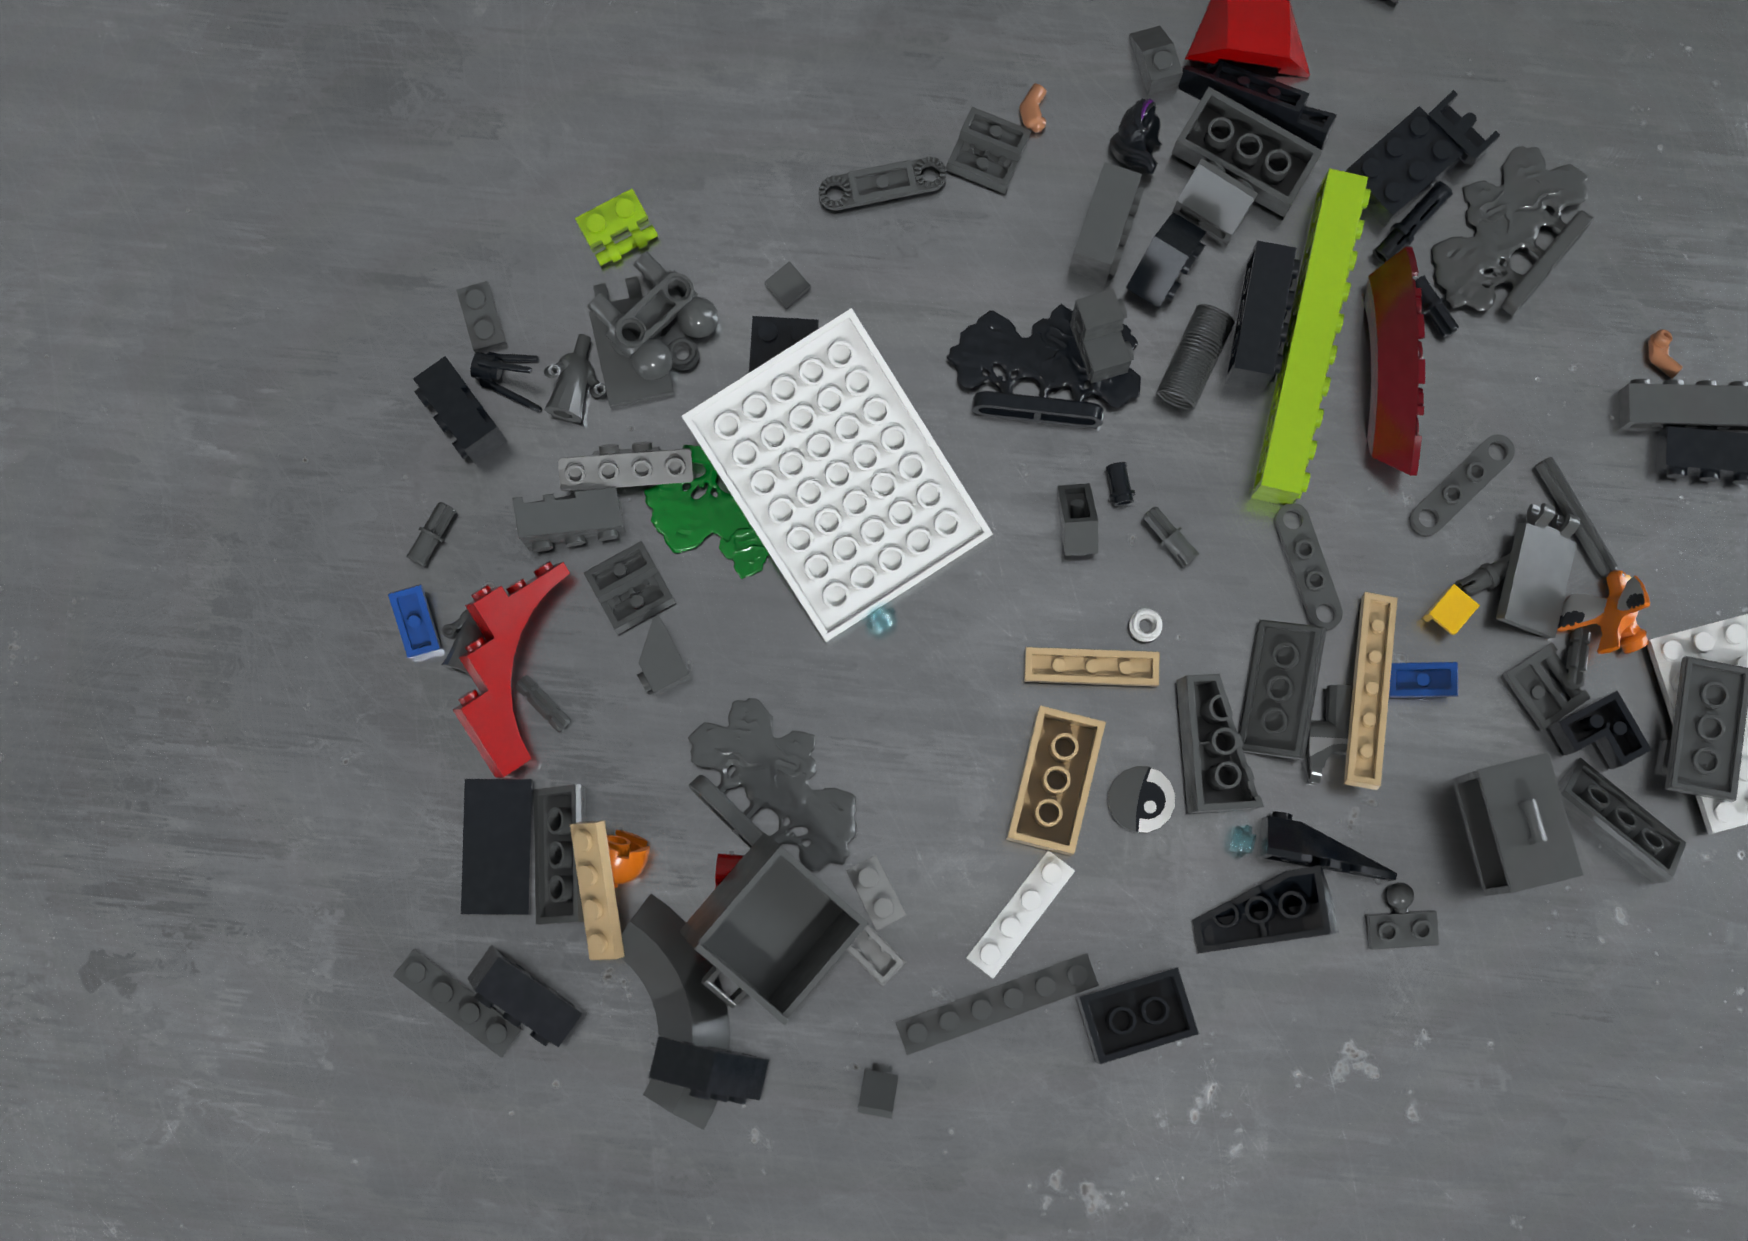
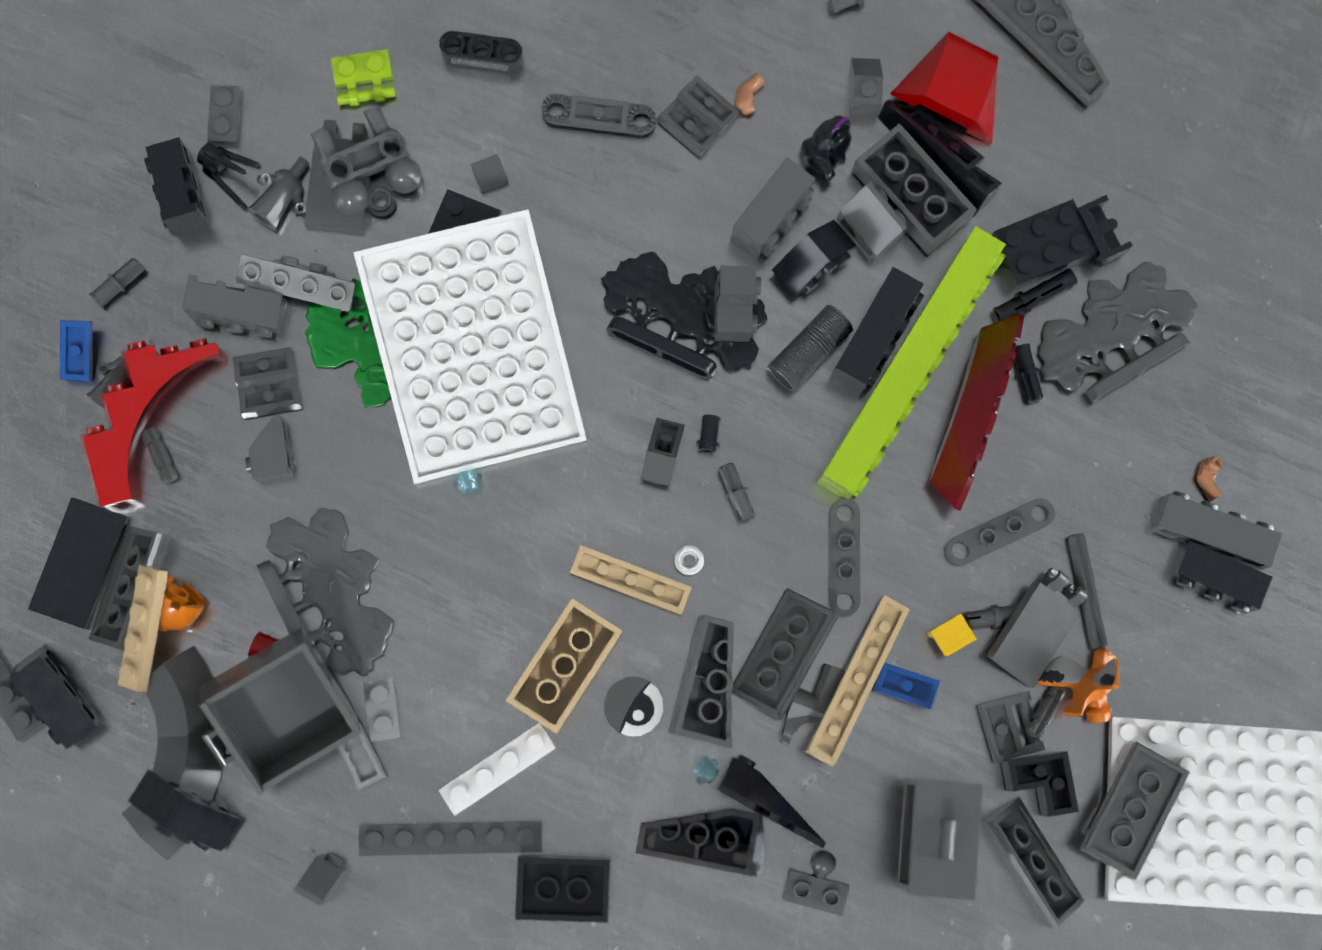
camera: 10 degrees right, 0 degrees up
(746, 146) = (471, 42): none -> black beam

